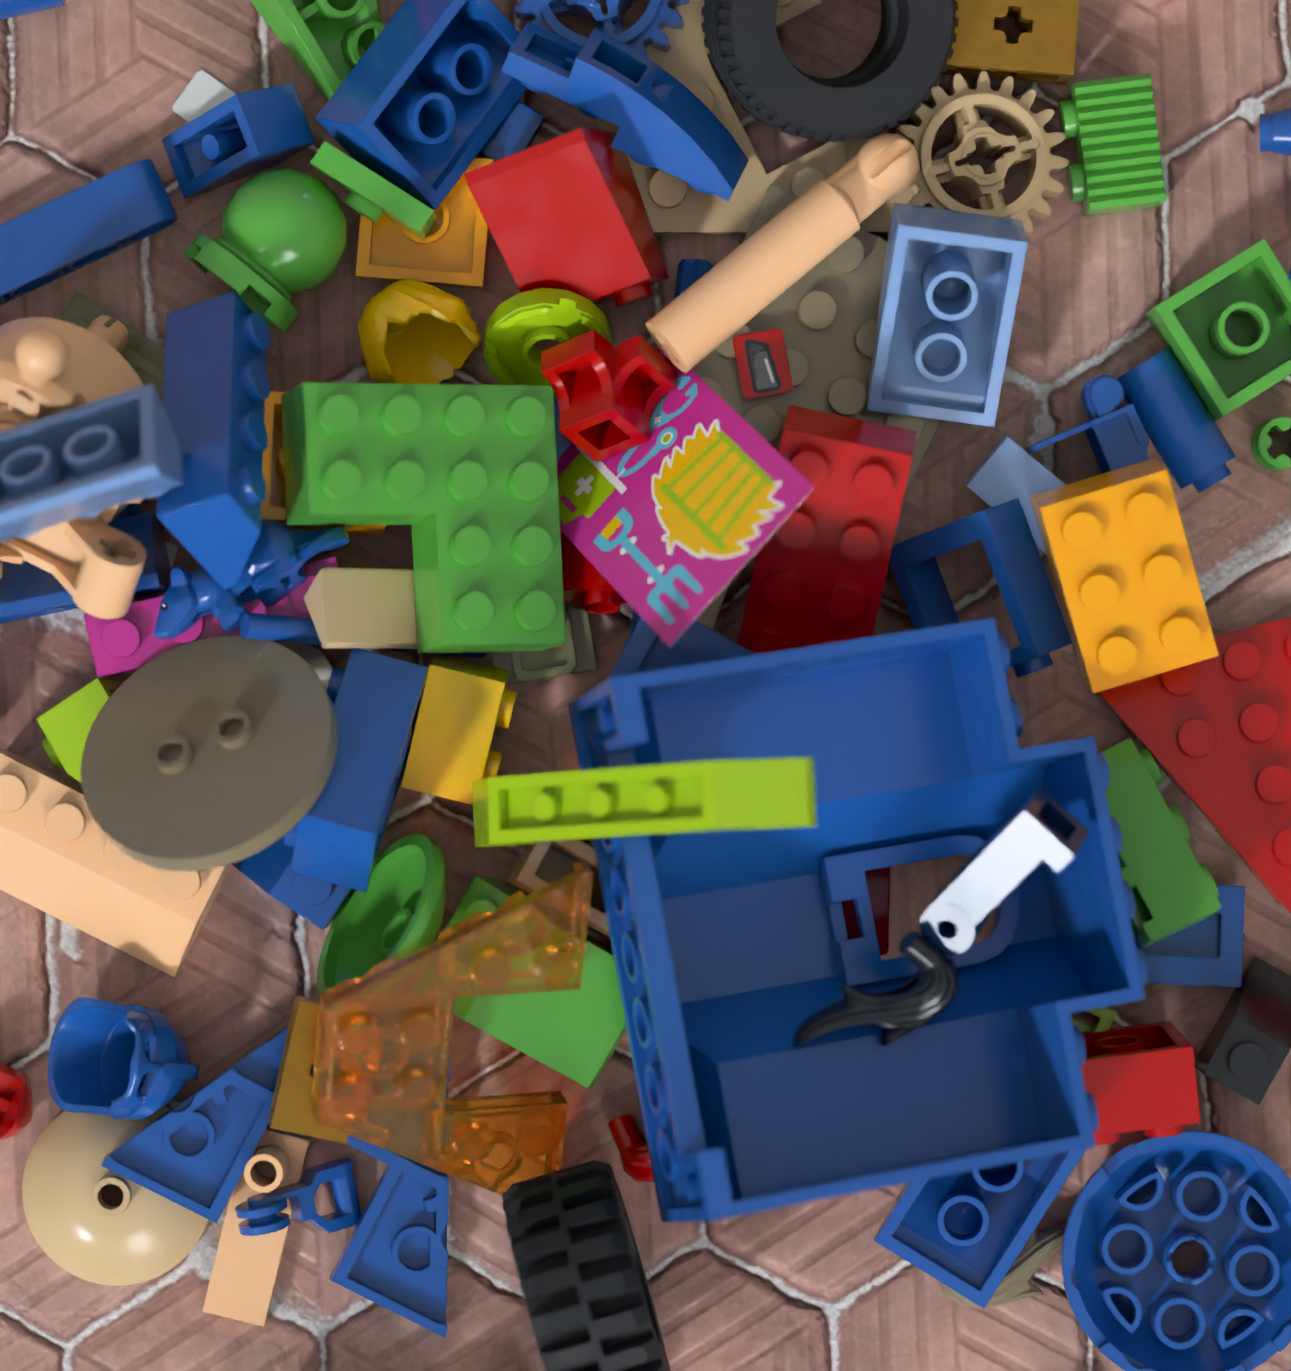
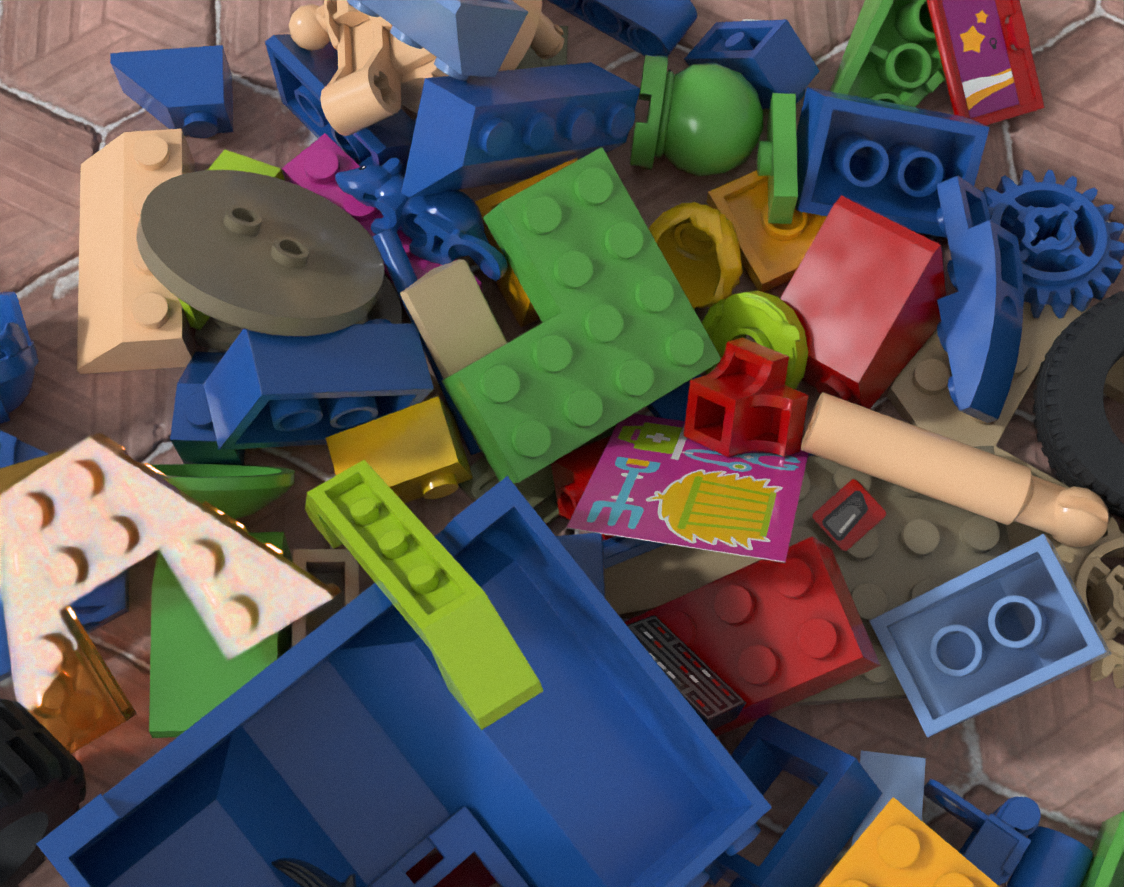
camera: 55 degrees right, 20 degrees down
(828, 615) = (695, 680): none -> tile

